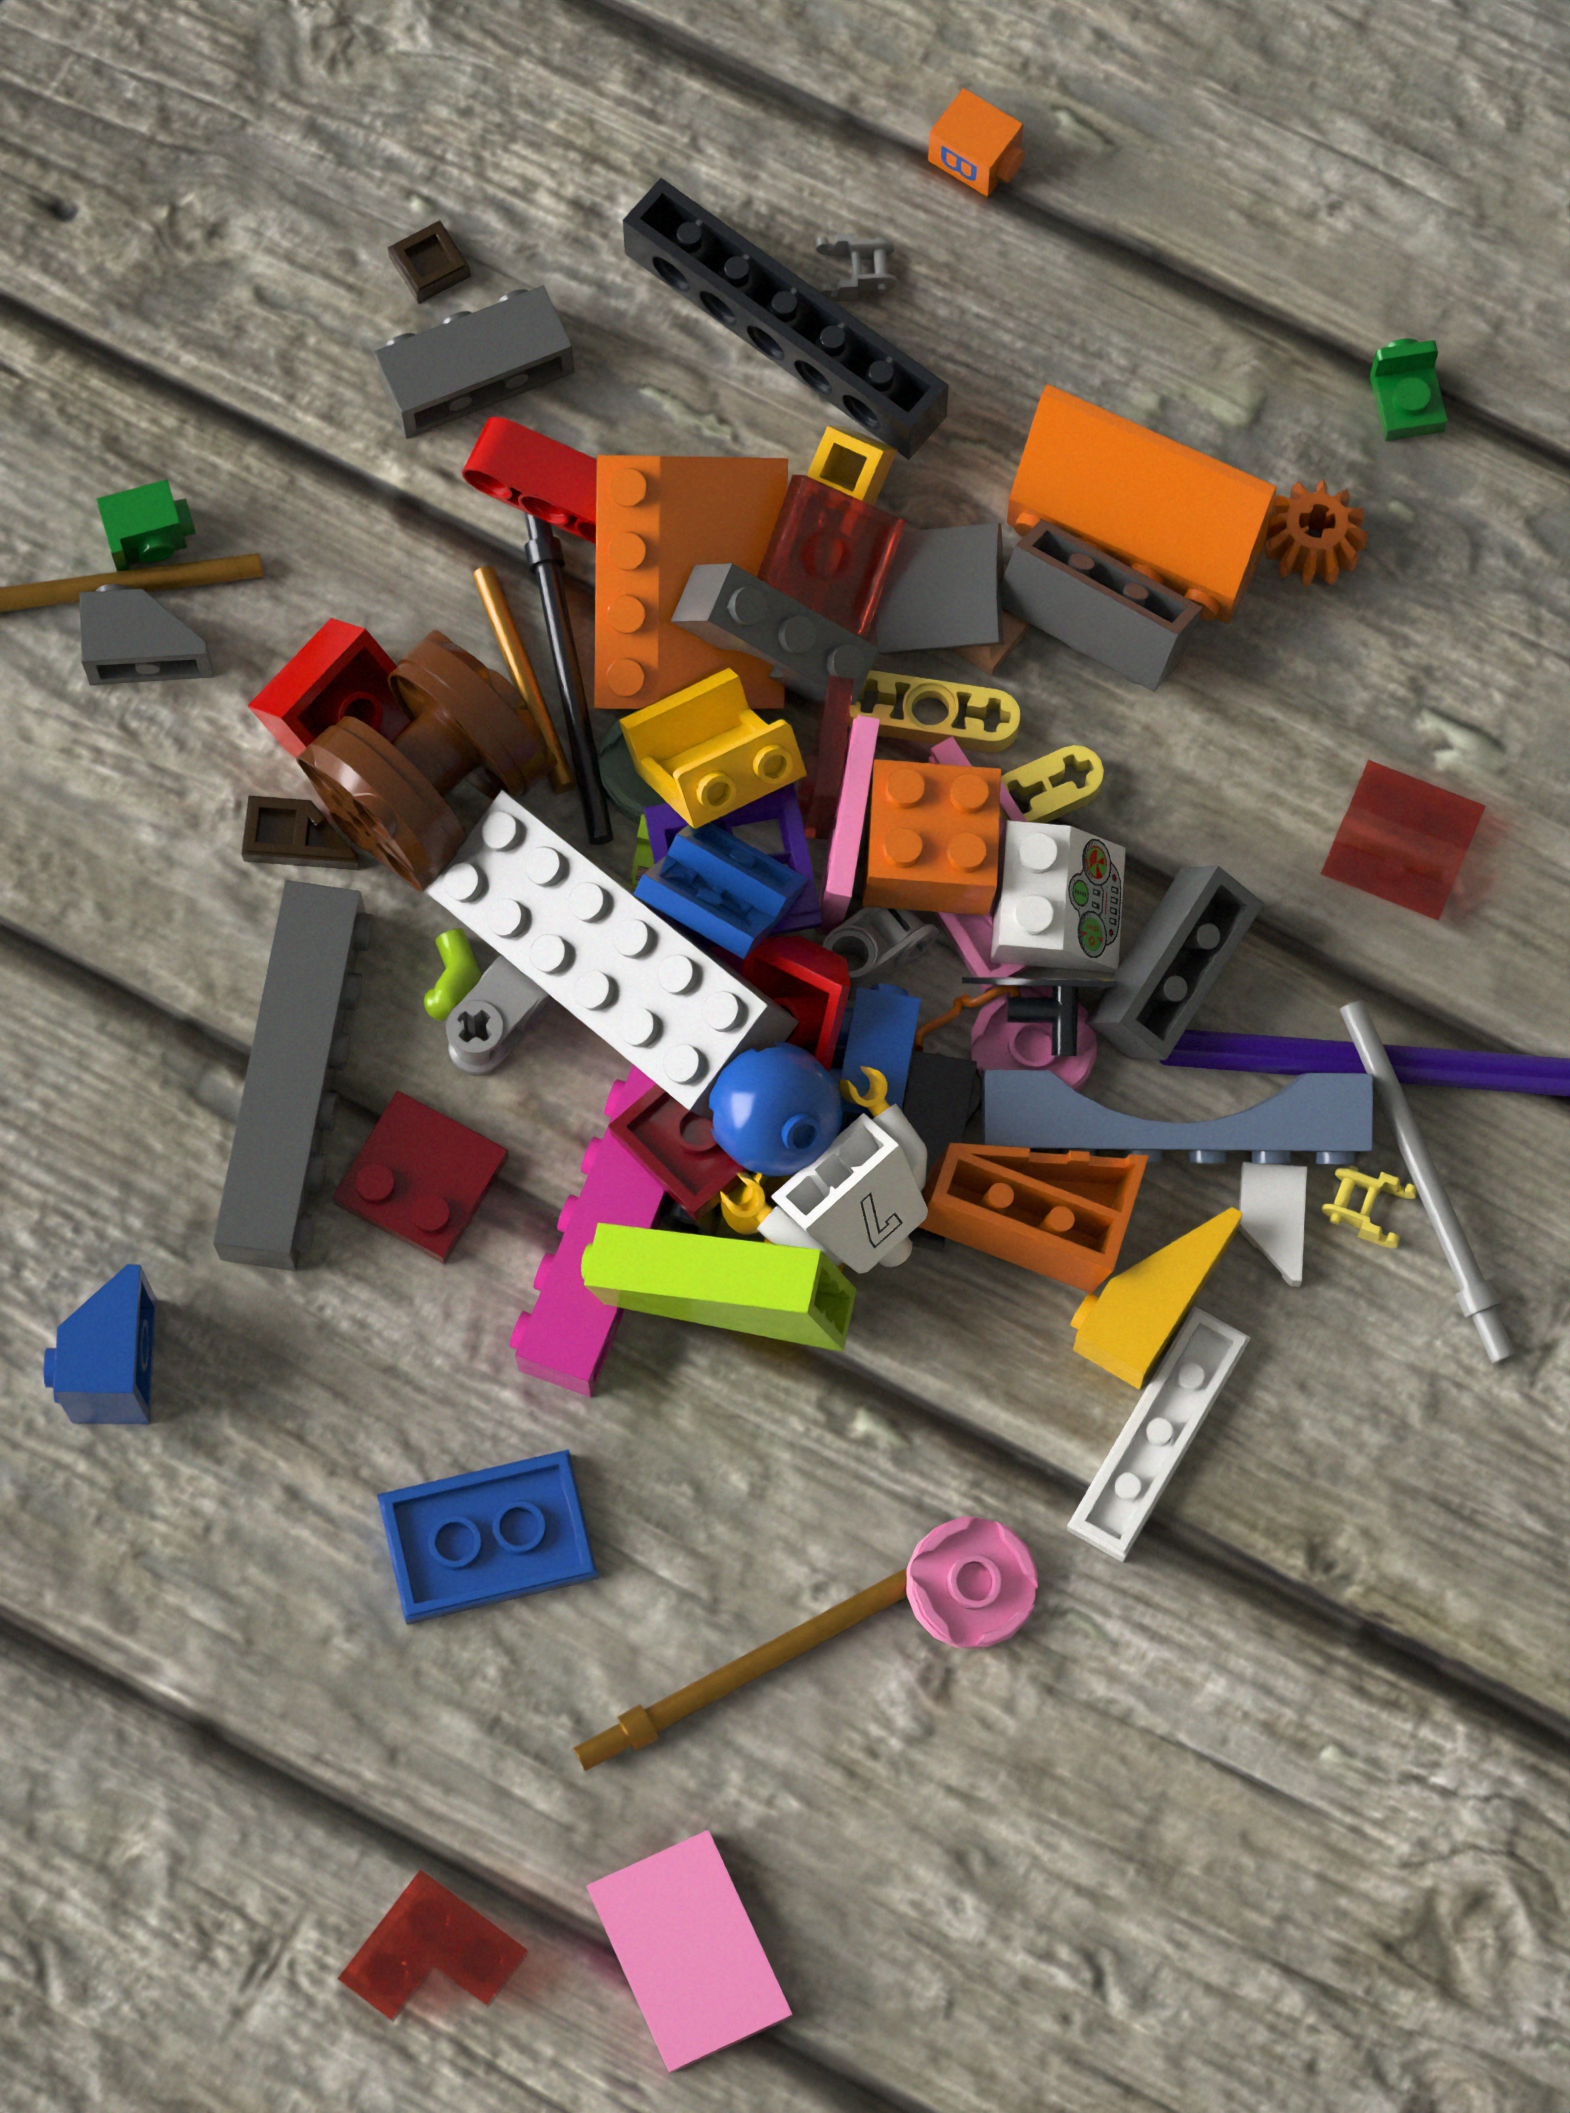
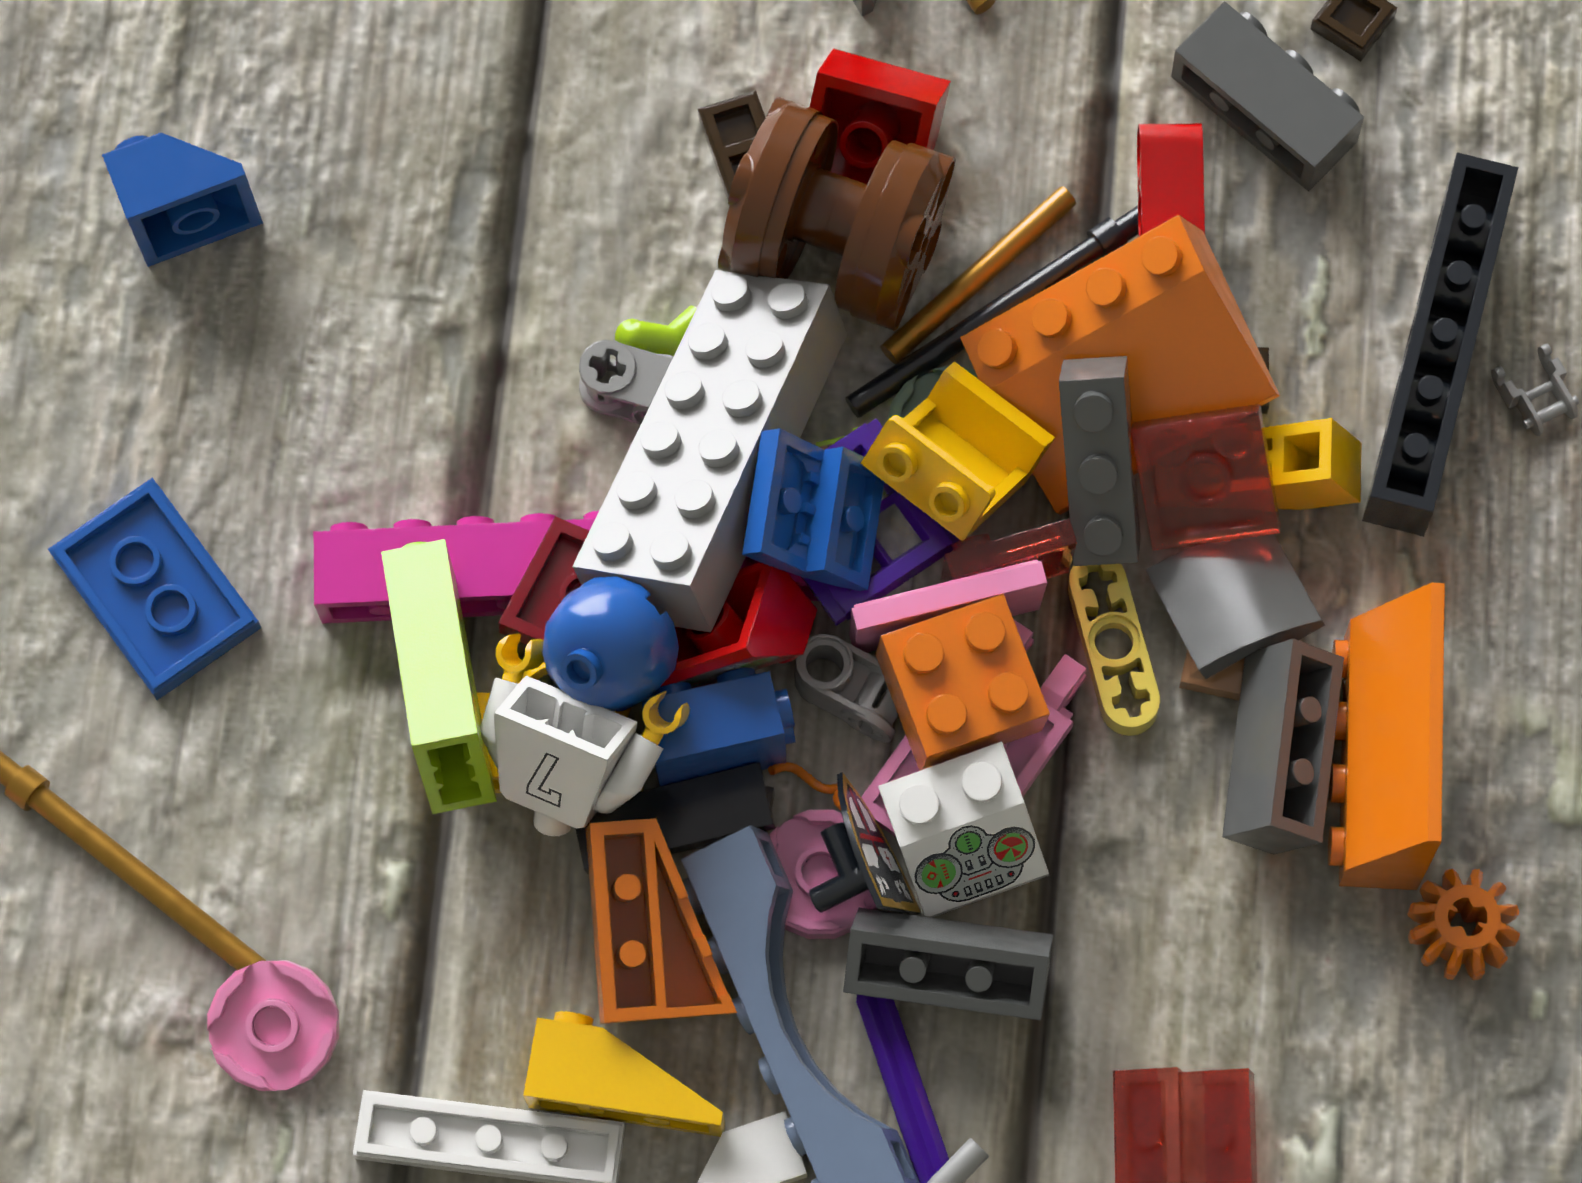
camera: 70 degrees right, 0 degrees up
(292, 1075) = (505, 238): dark grey brick -> none
(420, 1176) = (463, 390): dark red plate -> none
(1048, 770) = (1100, 773): light yellow beam -> none

